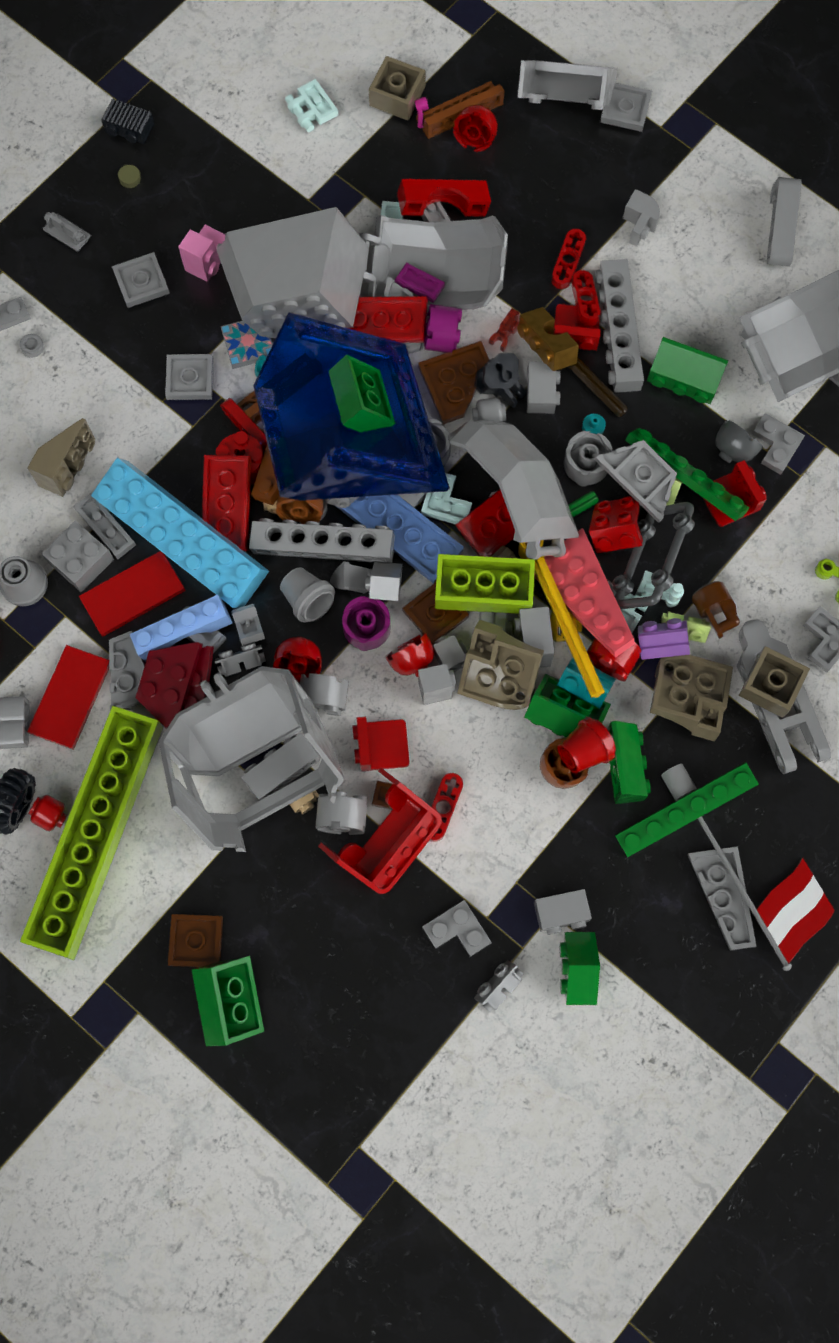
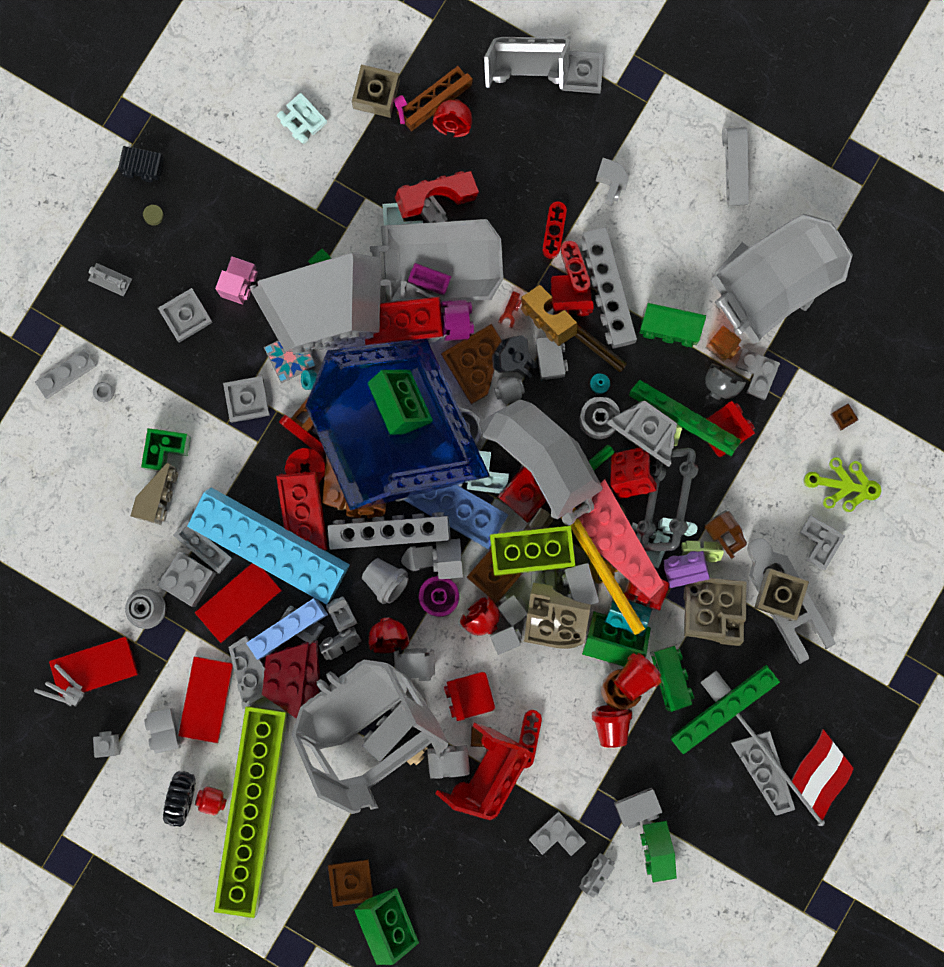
camera: 10 degrees left, 10 degrees up
(85, 403) = (159, 444): none -> green brick
(547, 805) = (612, 725): none -> red piece
(743, 401) = (724, 344): none -> clear orange brick

